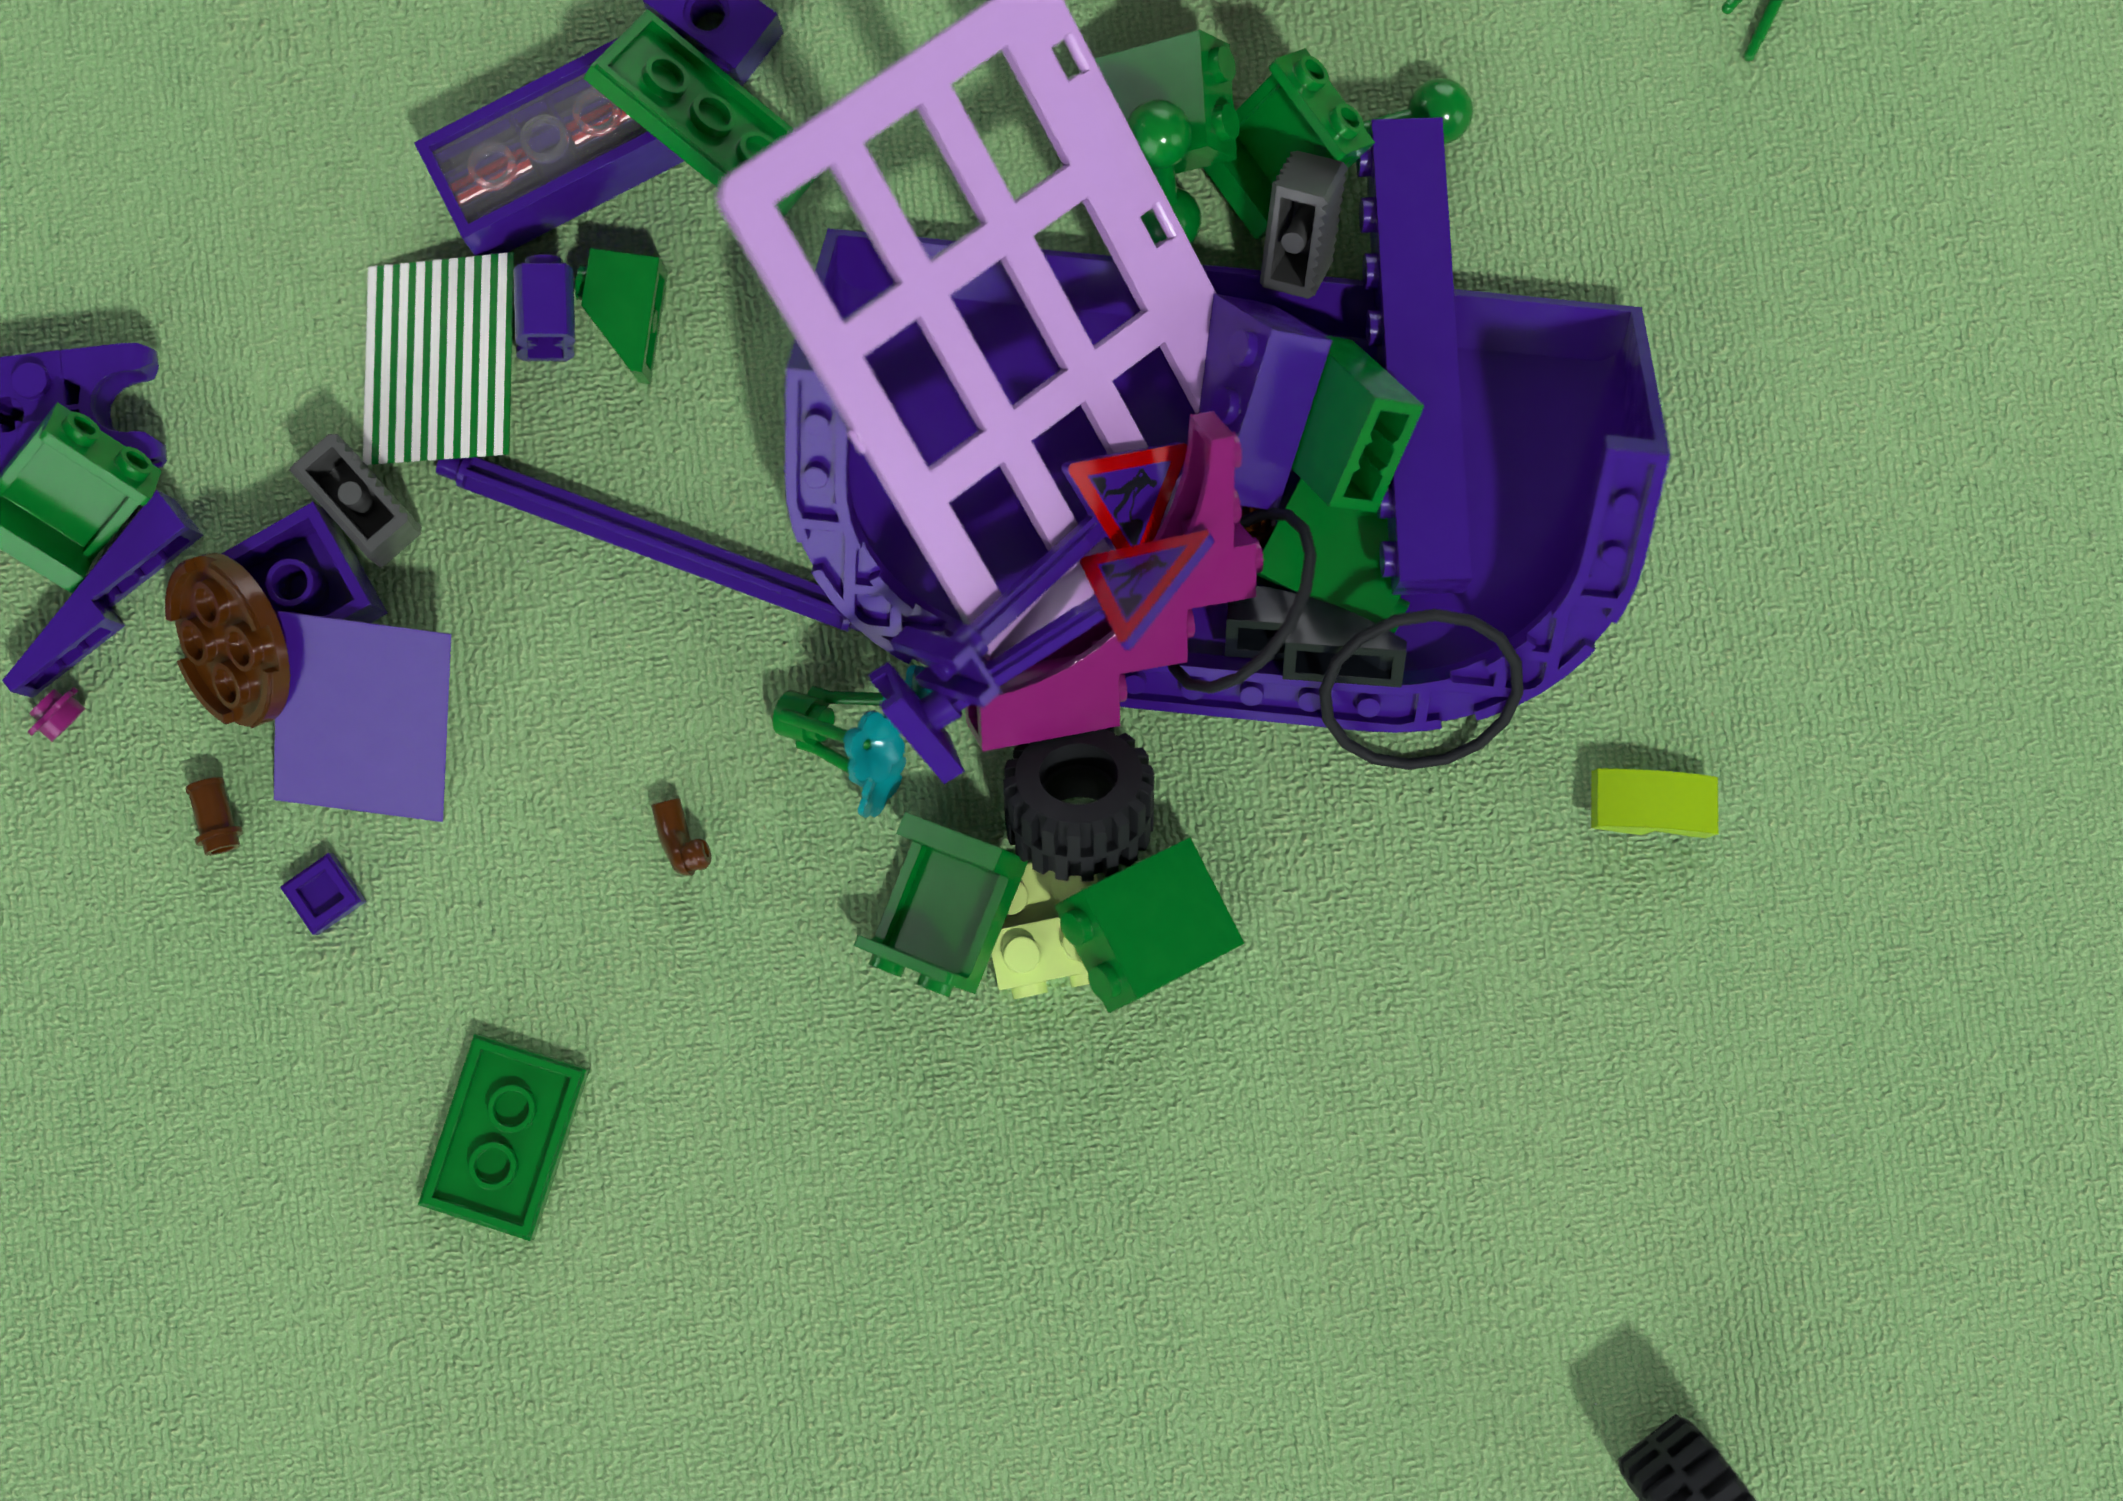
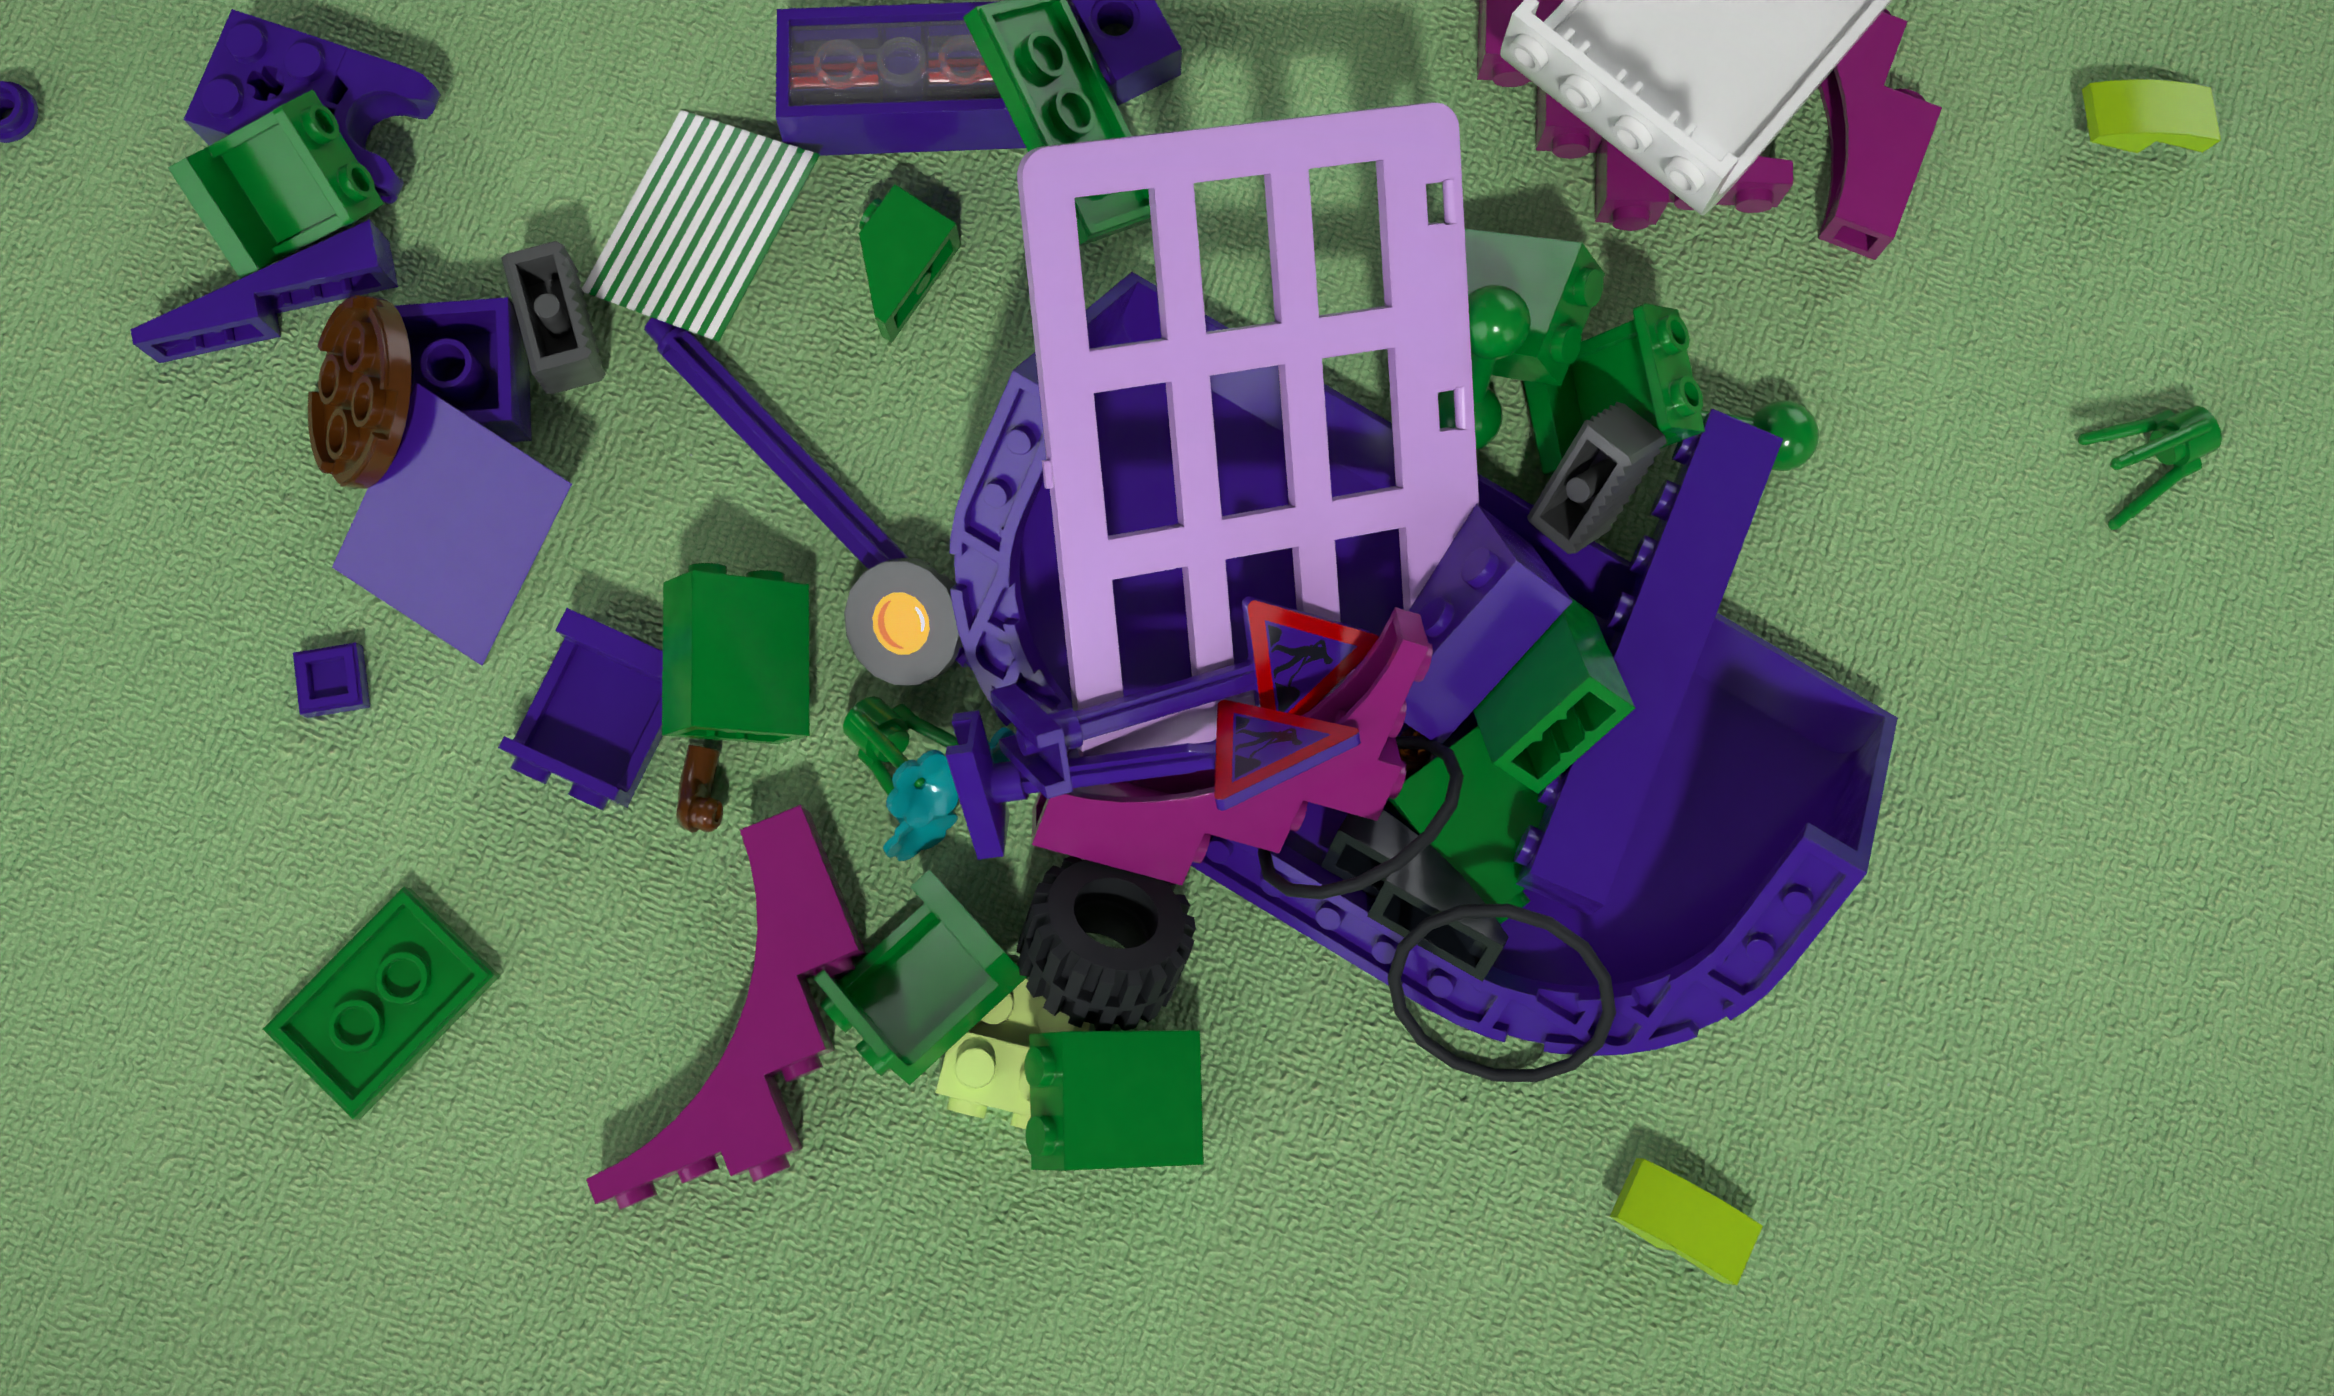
camera: 20 degrees right, 5 degrees down
(55, 713) = (168, 386): magenta plate -> none
(213, 816) = (265, 555): reddish brown pin -> none
(544, 309) = (820, 221): dark purple brick -> none
(562, 813) = (593, 714): none -> dark purple panel
(657, 712) = (735, 656): none -> green brick
(781, 617) = (903, 622): none -> dark grey tile
(843, 1078) = (780, 1029): none -> magenta arch

